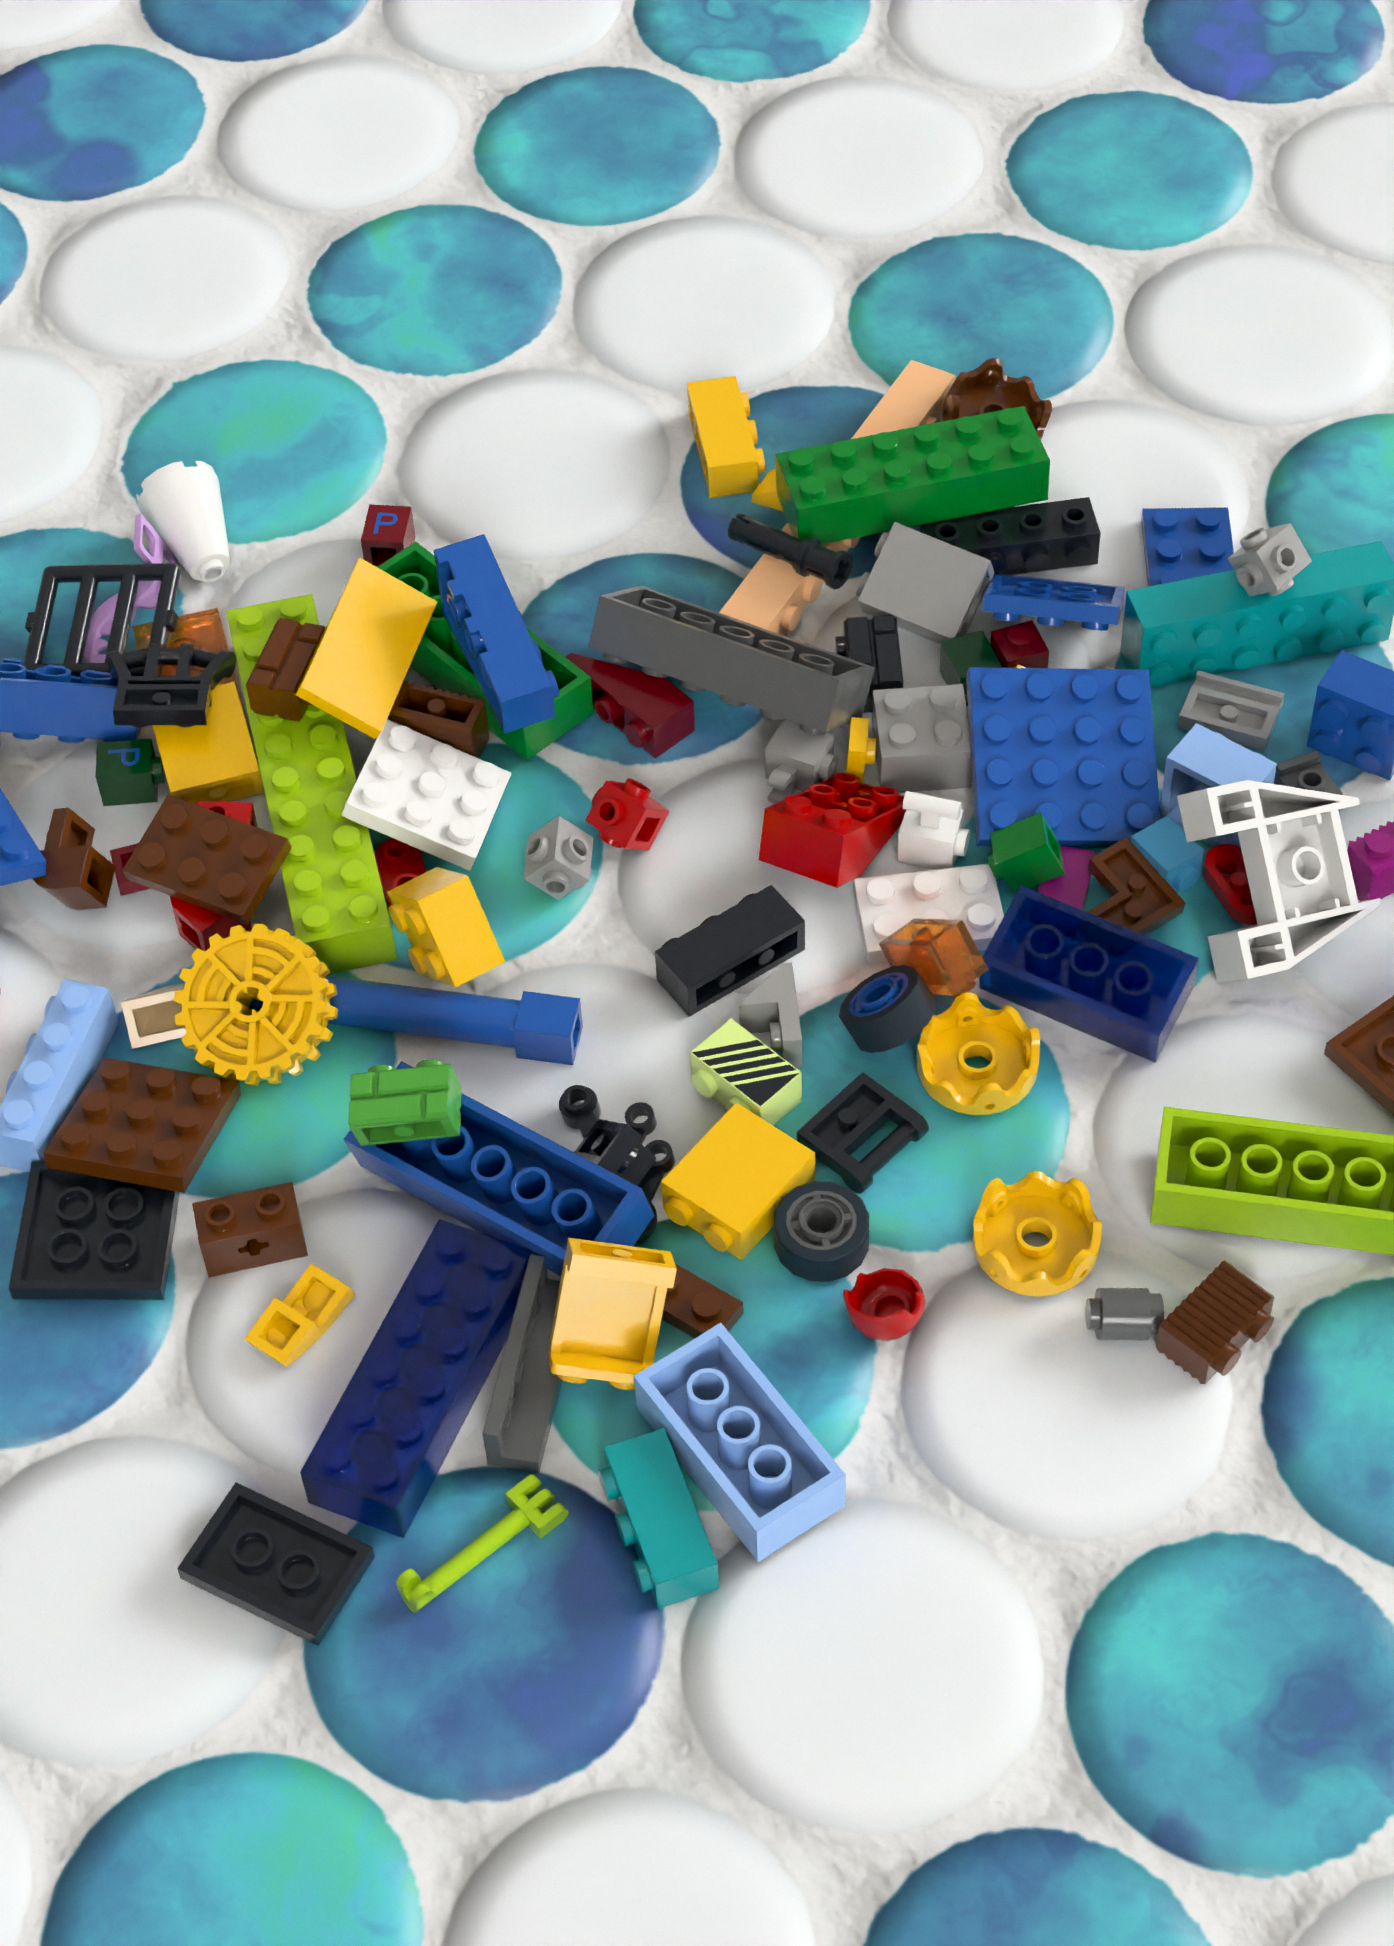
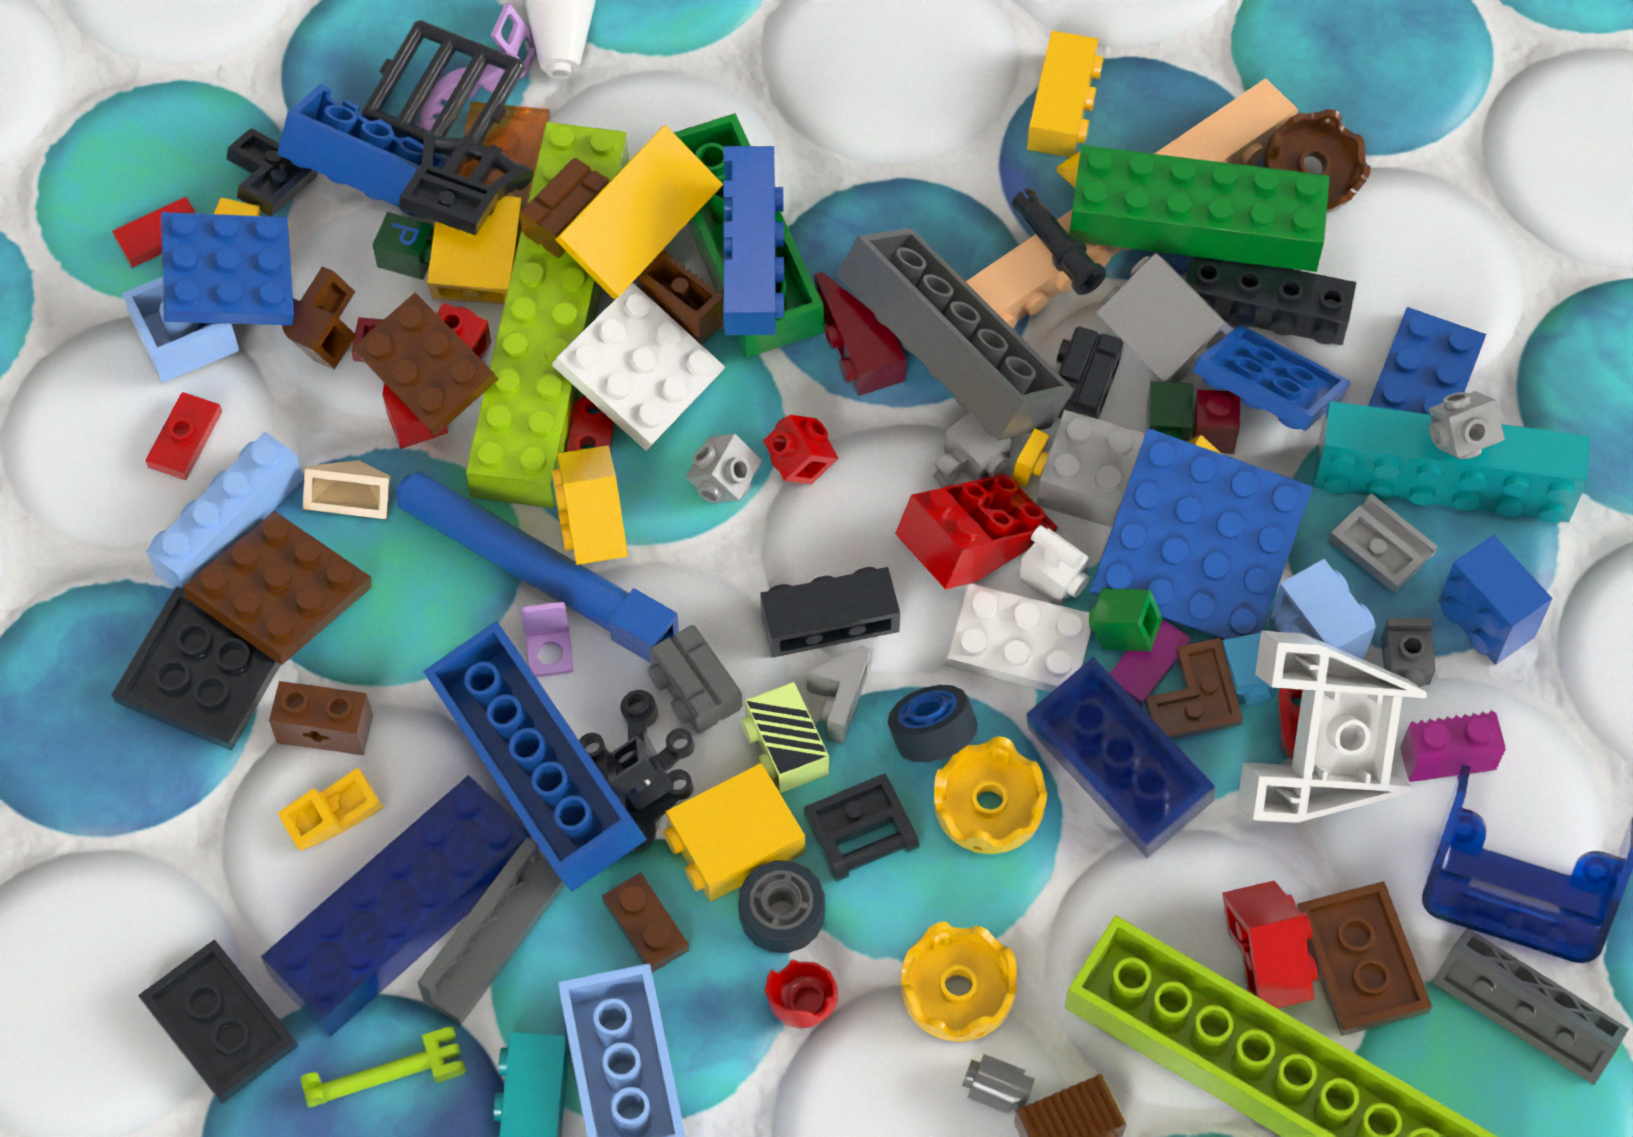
camera: 20 degrees right, 10 degrees up
(265, 968) = (438, 515): yellow piece -> none
(386, 532) = (722, 90): dark red brick -> none
(405, 1103) = (478, 664): bright green brick -> none
(452, 1049) = (544, 626): none -> lavender bracket
(608, 1311) = (564, 916): yellow panel -> none
(624, 1057) = (695, 679): none -> dark grey brick
(939, 952) = (992, 691): clear orange brick -> none
(1324, 1077) = (1272, 943): none -> red brick

